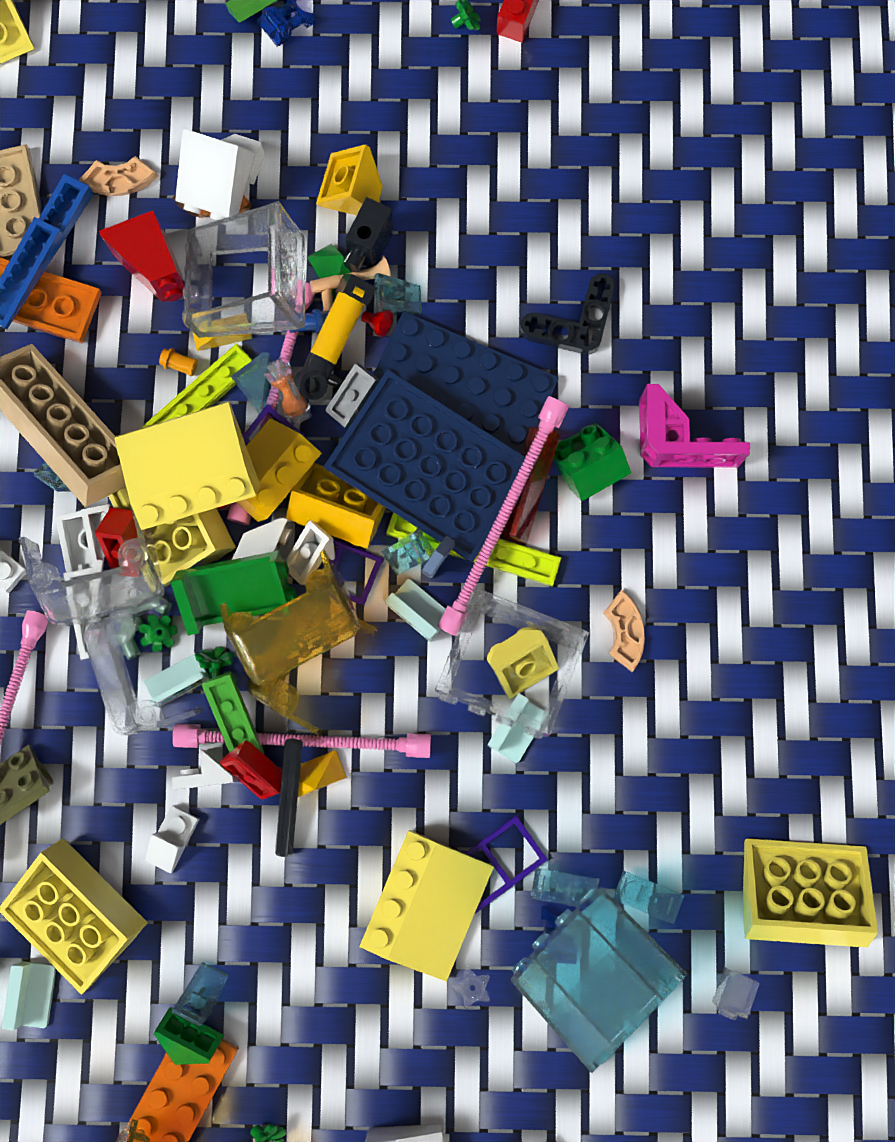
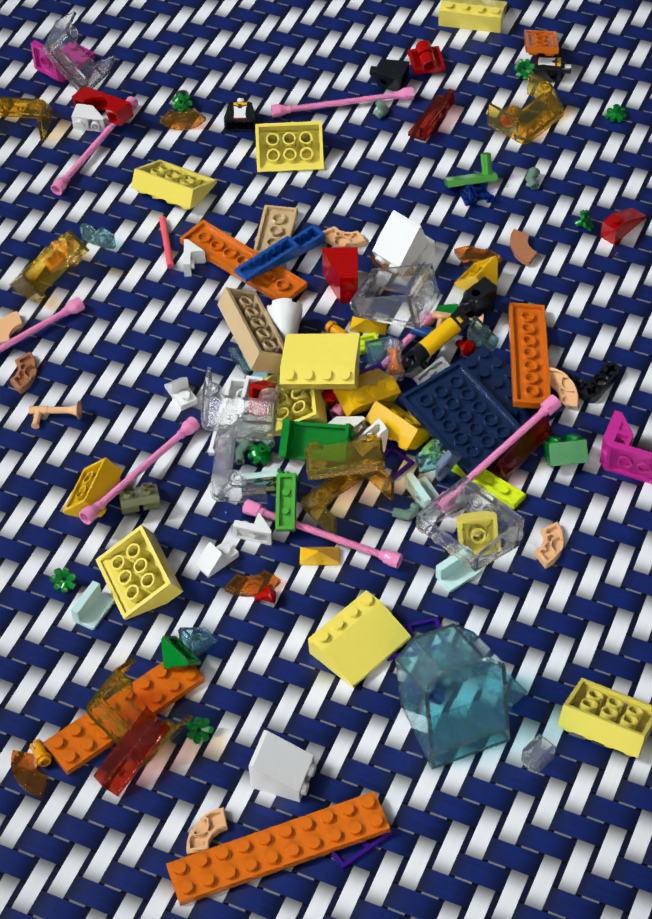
camera: 20 degrees right, 30 degrees down
(98, 383) = (285, 316): none -> white cone
(239, 865) = (249, 585): none -> clear orange tile
(253, 770) = (285, 535): red slope -> none
(269, 876) = (267, 594): none -> red rock
(288, 797) = (299, 555): black axle -> none
(331, 138) = (470, 254): none -> clear orange tile
(389, 100) = (521, 248): none -> nougat tile
(410, 655) = (408, 513): none -> sand green arm
(478, 994) = (367, 693): clear plate -> none
(479, 311) = (528, 355): none -> orange plate
(548, 347) = (564, 387): none -> light nougat tile

